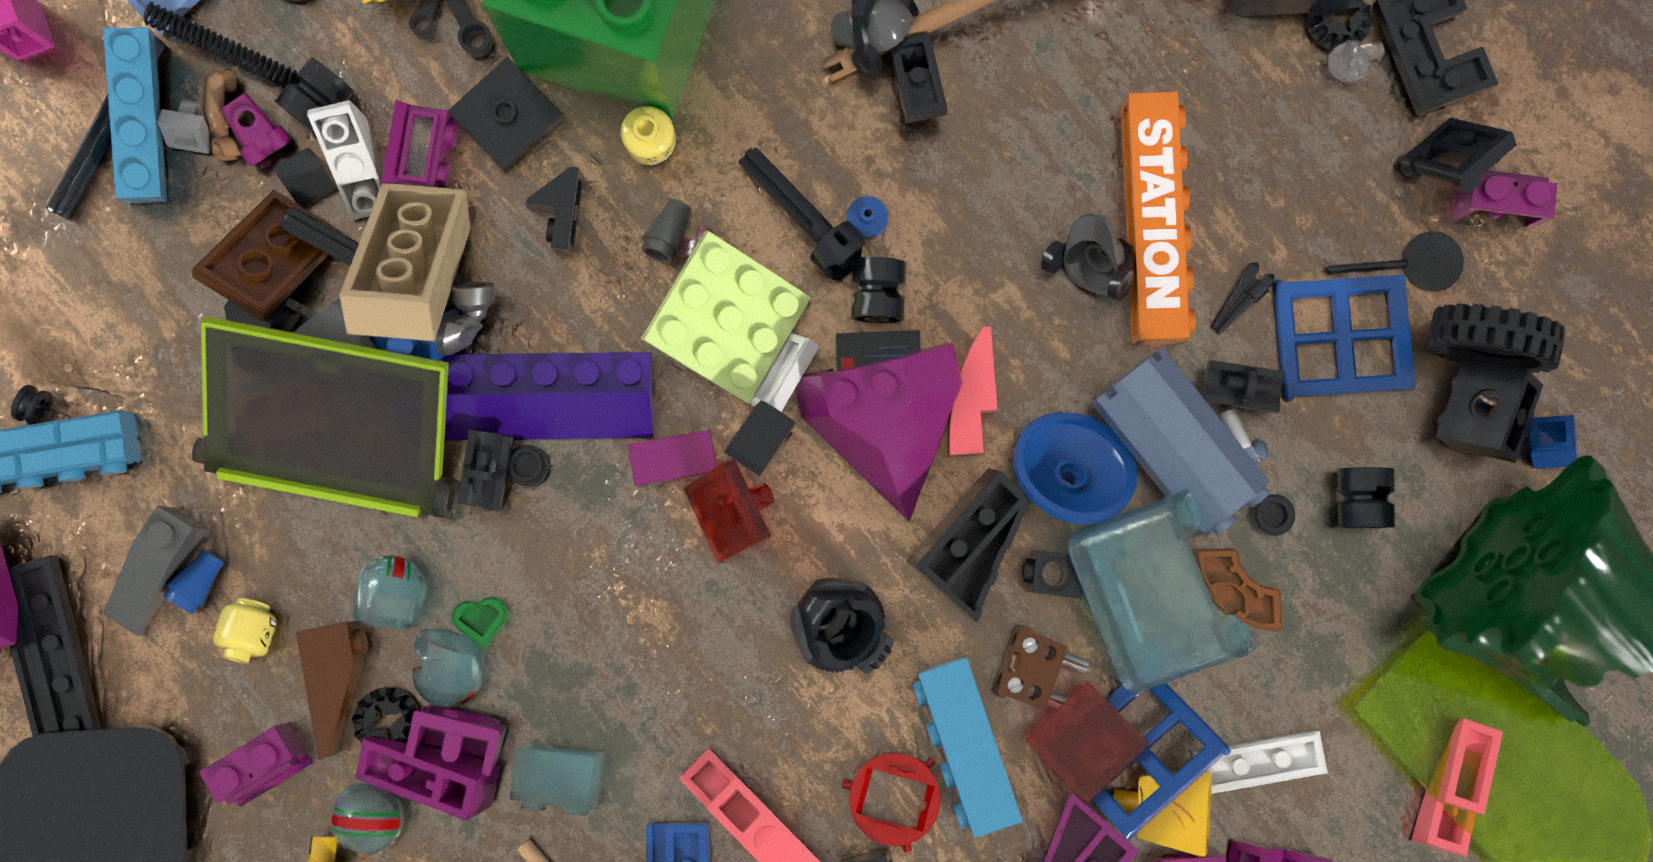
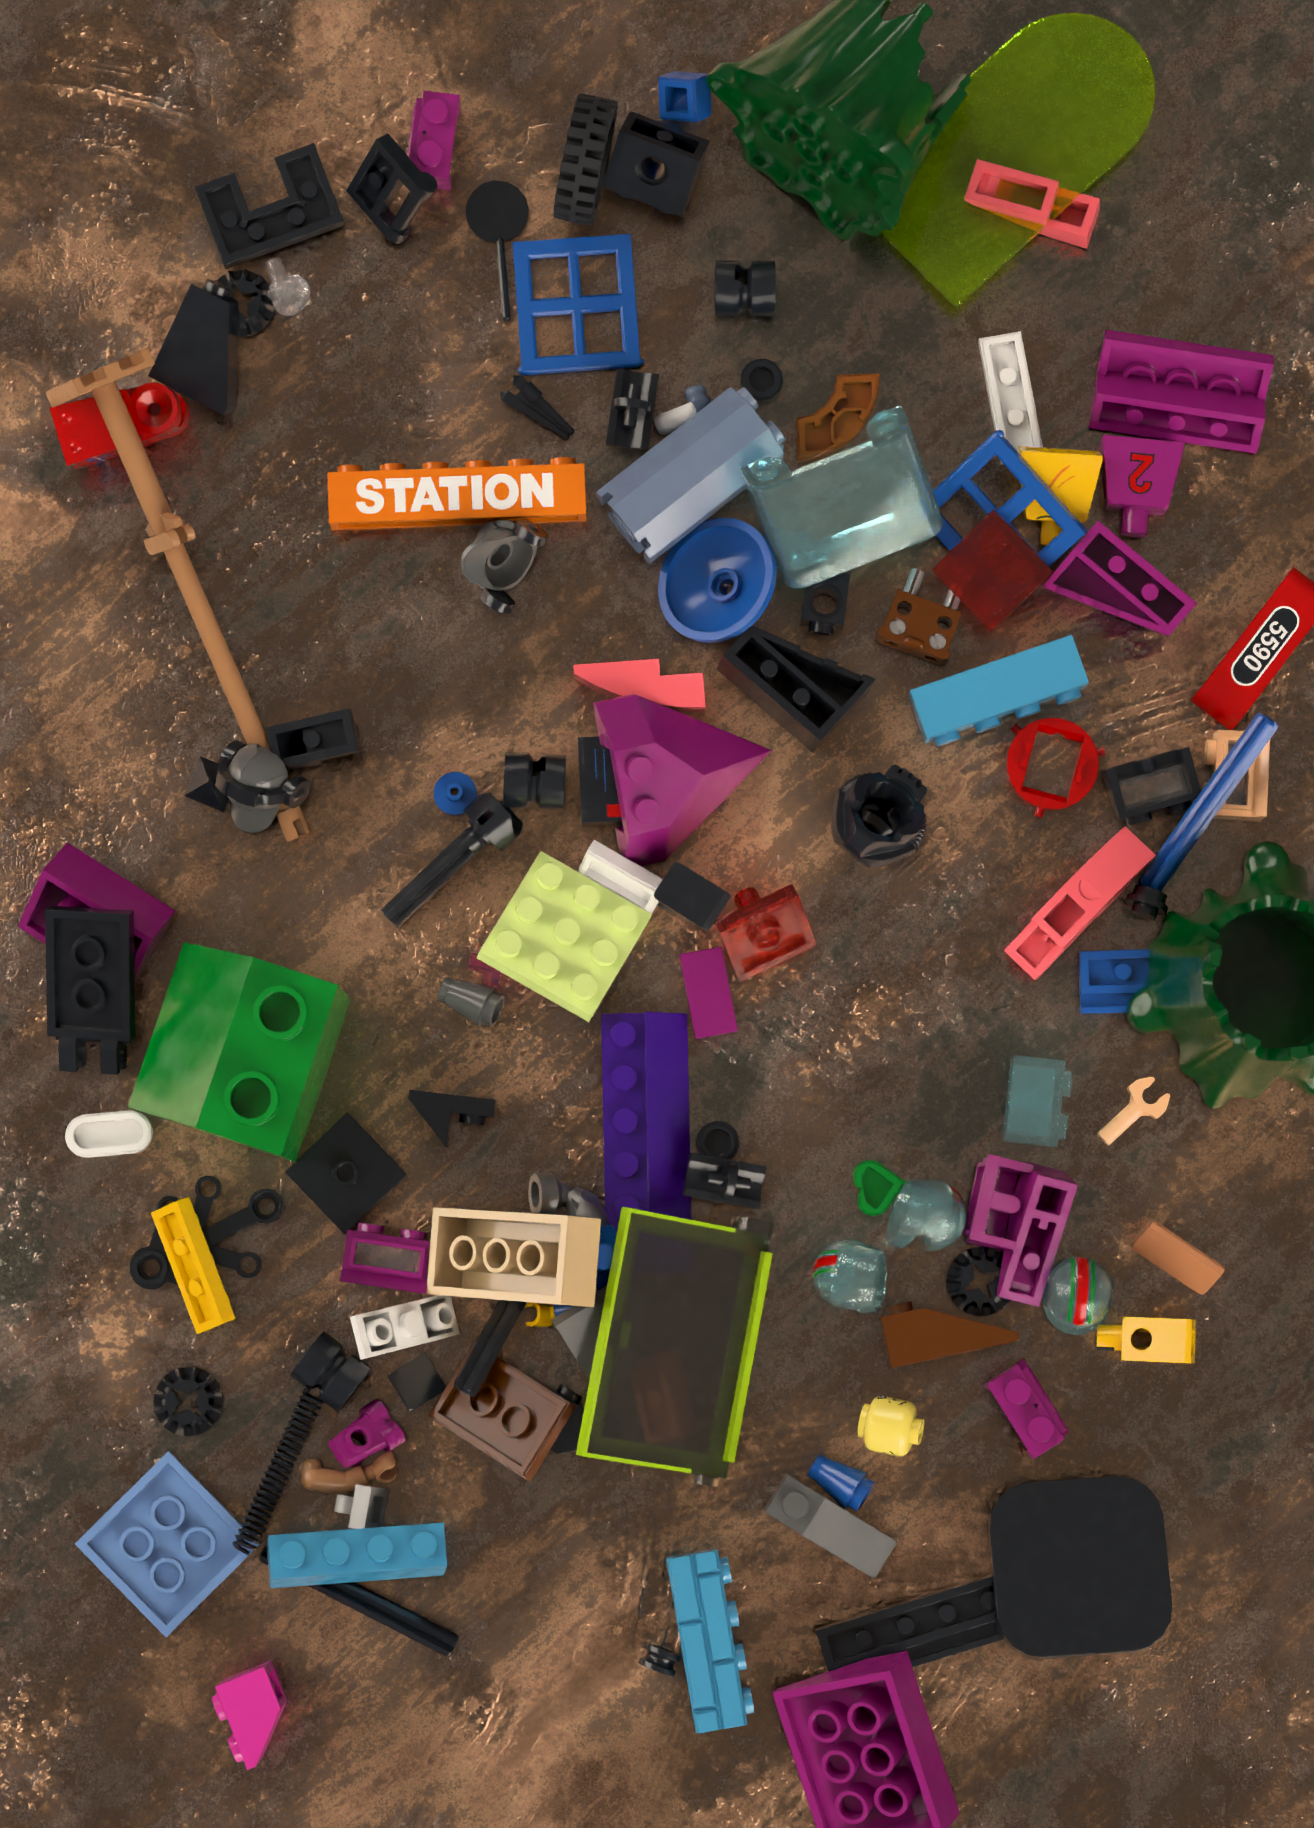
camera: 90 degrees left, 0 degrees up
(648, 135) = (372, 1020): light yellow head -> none

